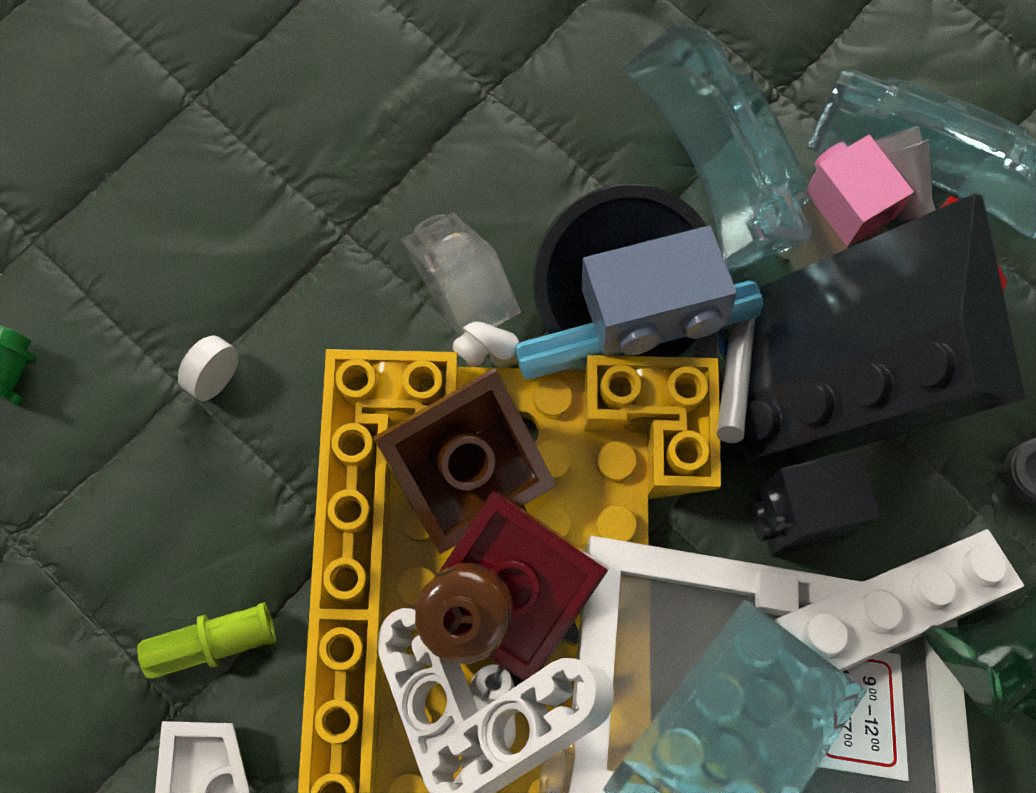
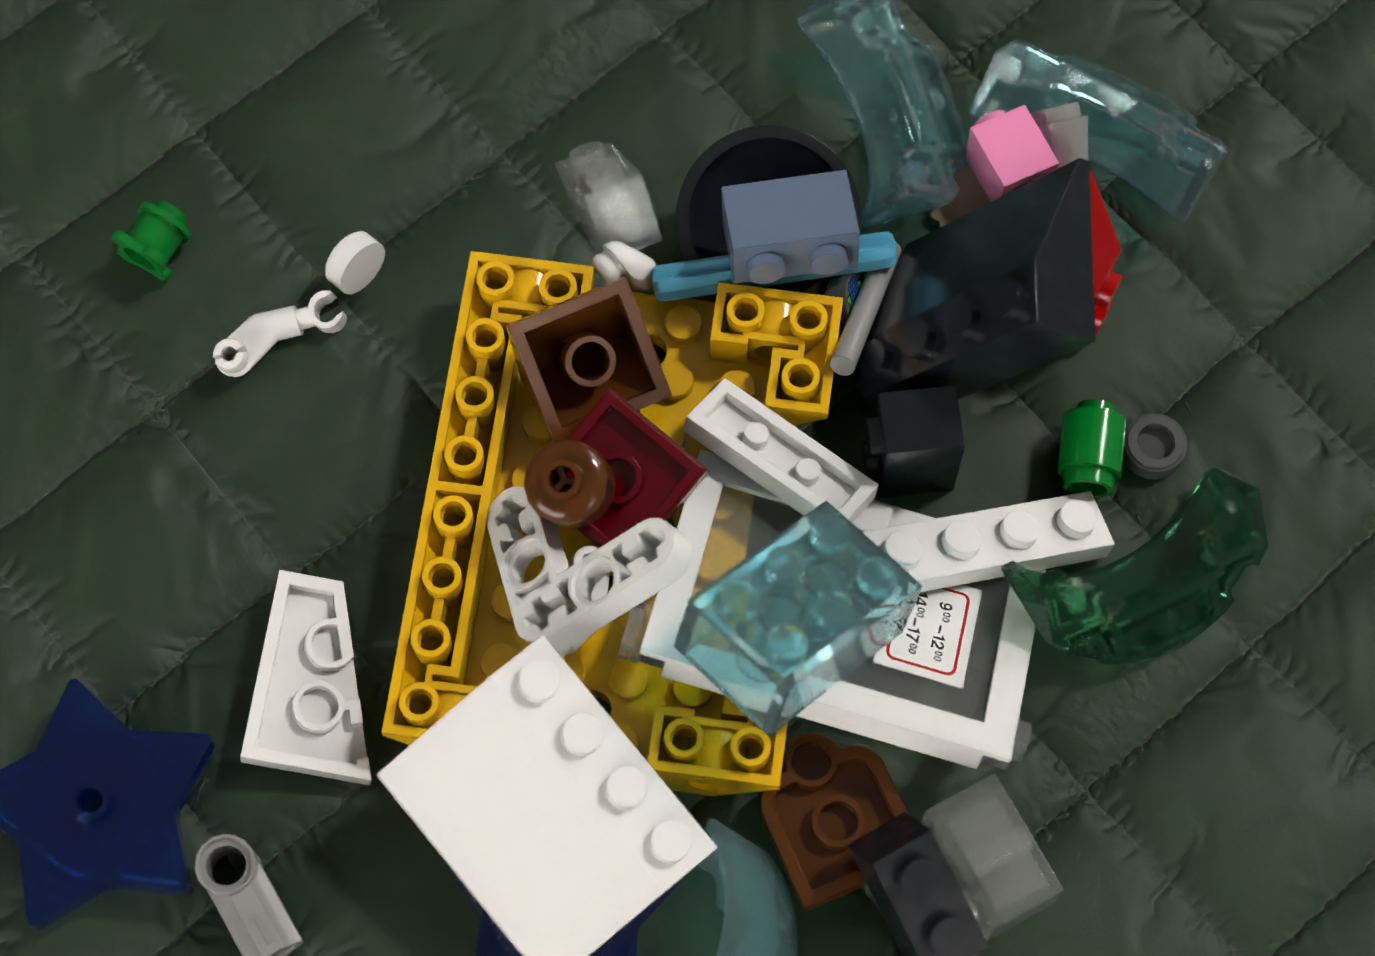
camera: 10 degrees right, 5 degrees down
(120, 450) = (263, 330): none -> white arm
(206, 641) = (325, 511): lime axle -> none
(677, 539) = (777, 453): none -> white plate
(983, 484) = (1091, 448): none -> green brick

